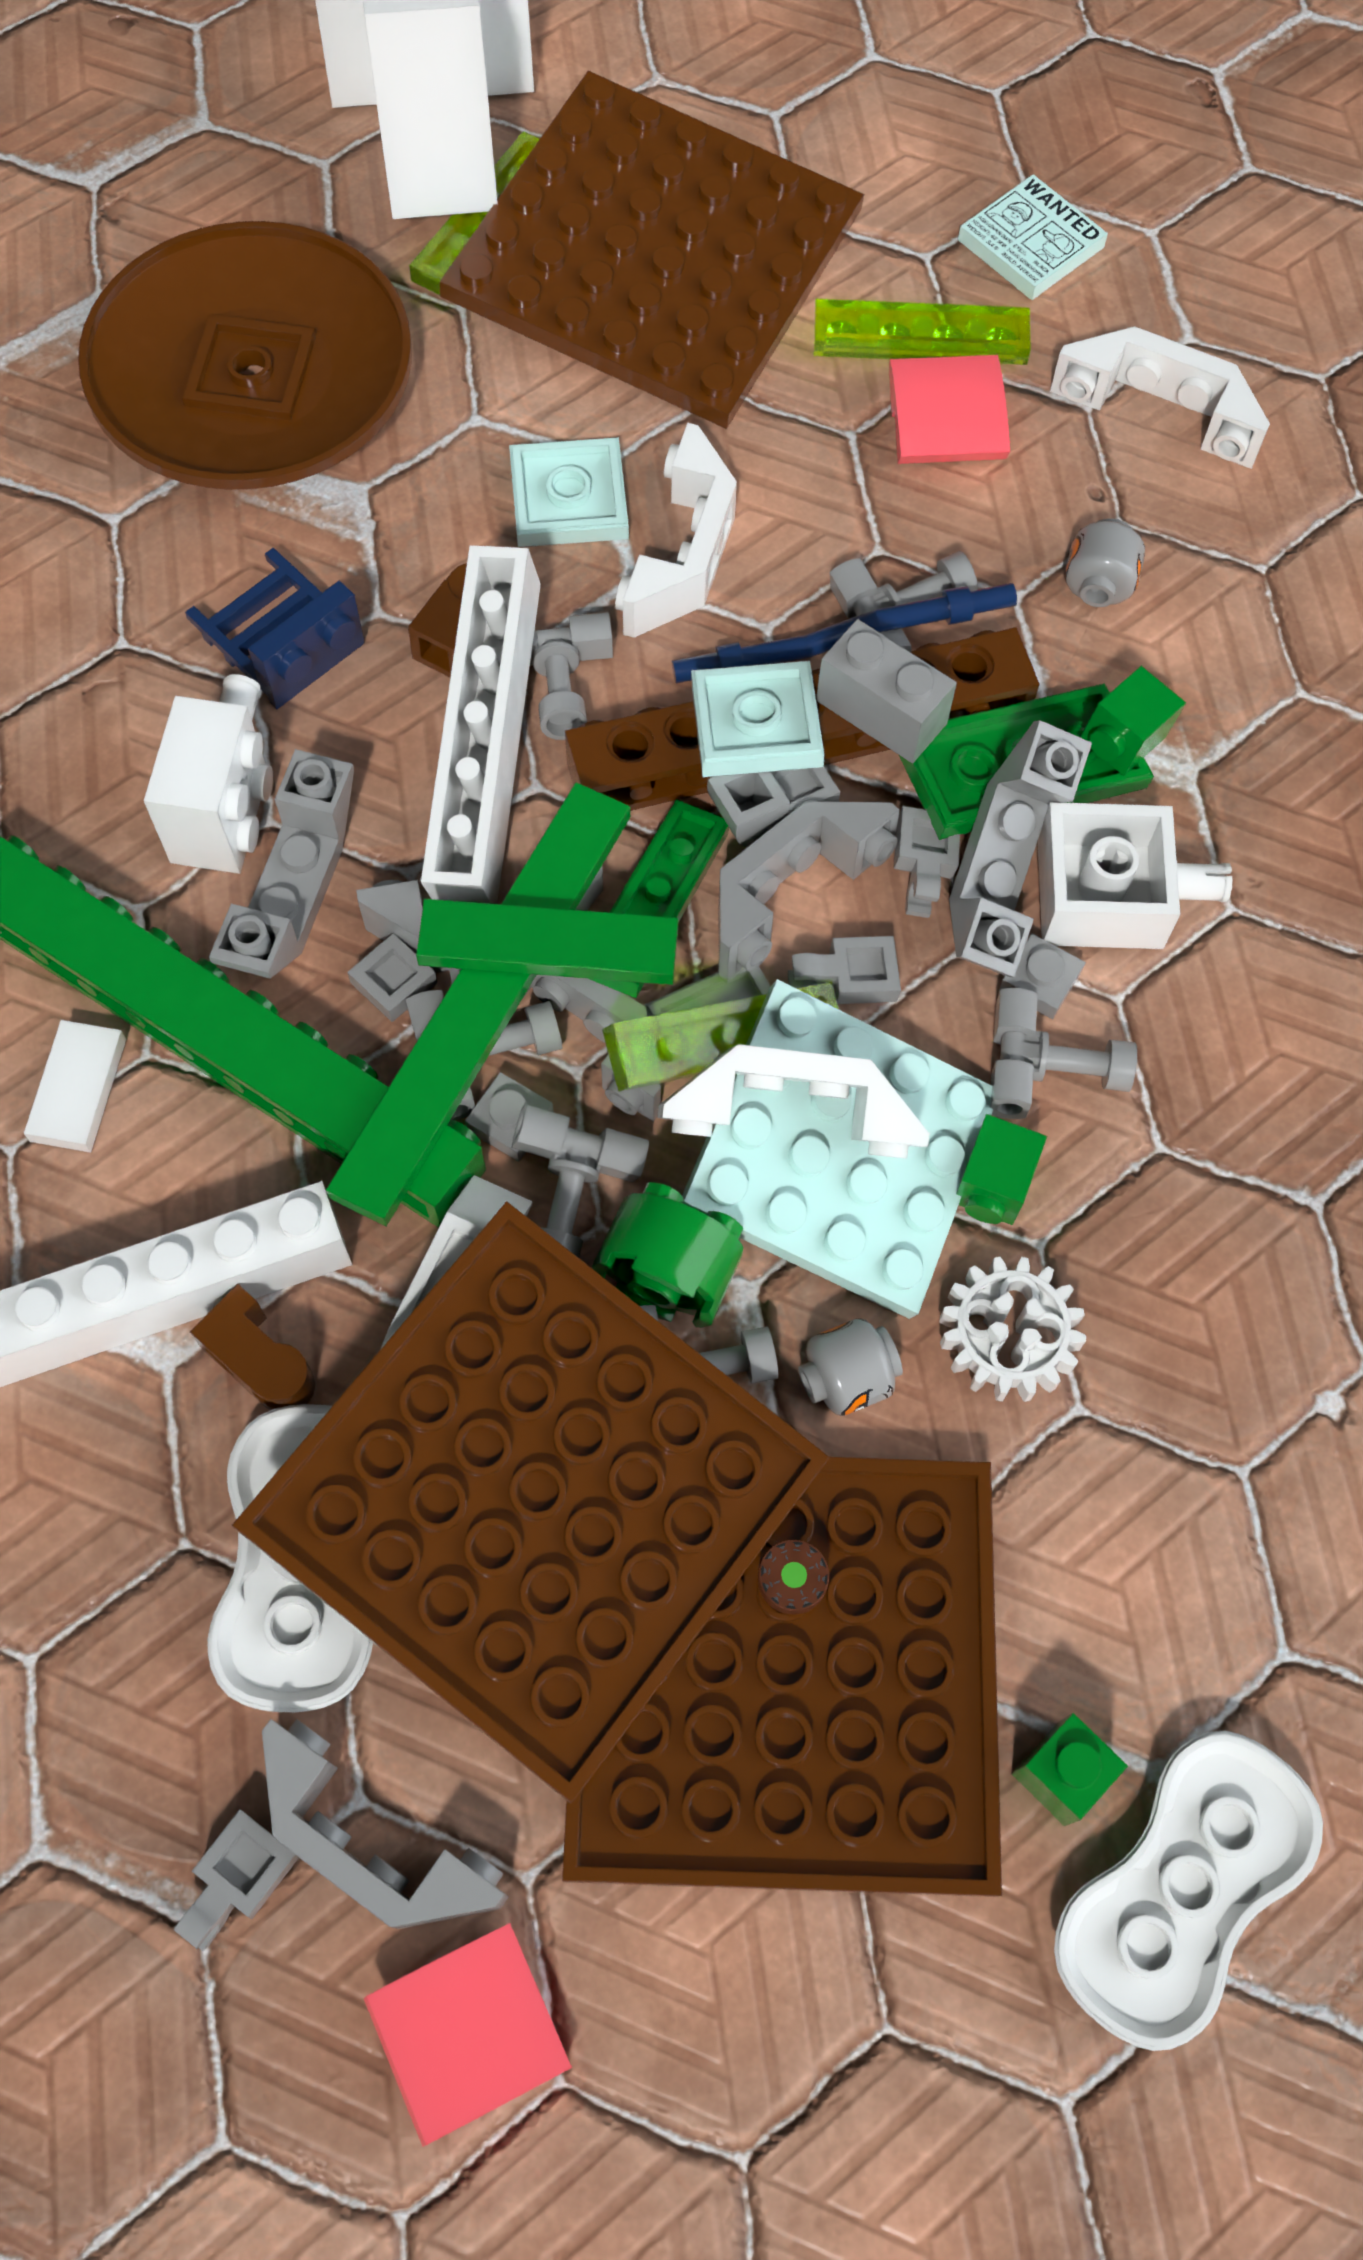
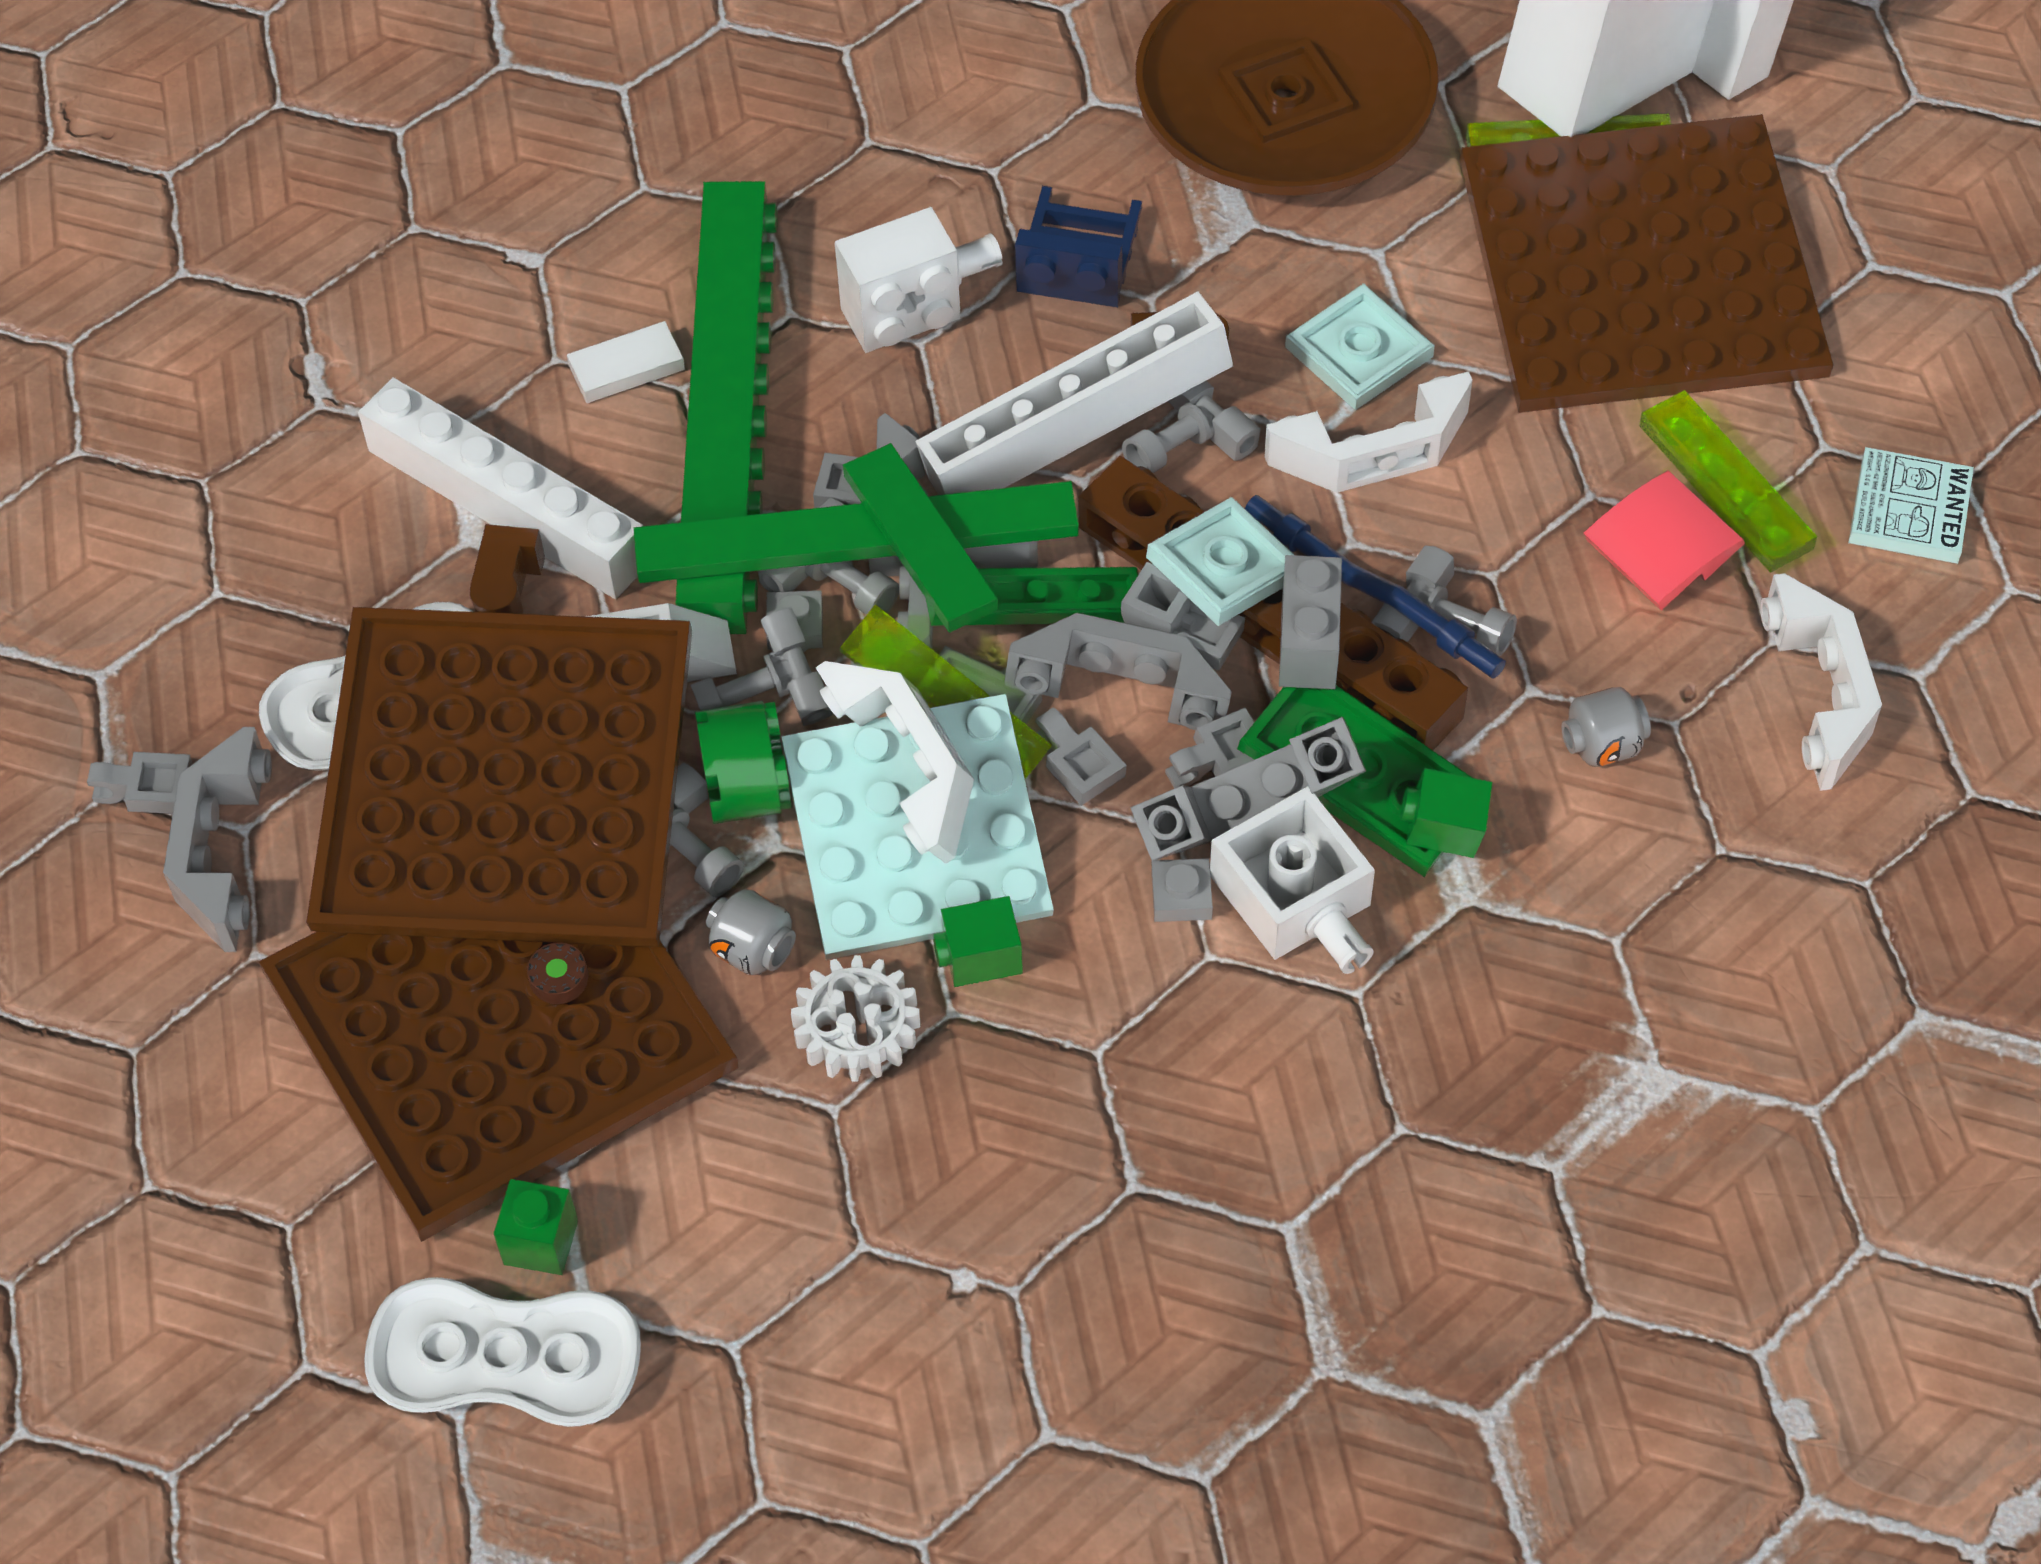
camera: 60 degrees right, 10 degrees down
(298, 871) = (878, 385): light grey slope -> none
(466, 2034) = (128, 968): coral slope -> none
(1028, 1055) = (1100, 914): light grey bar -> none

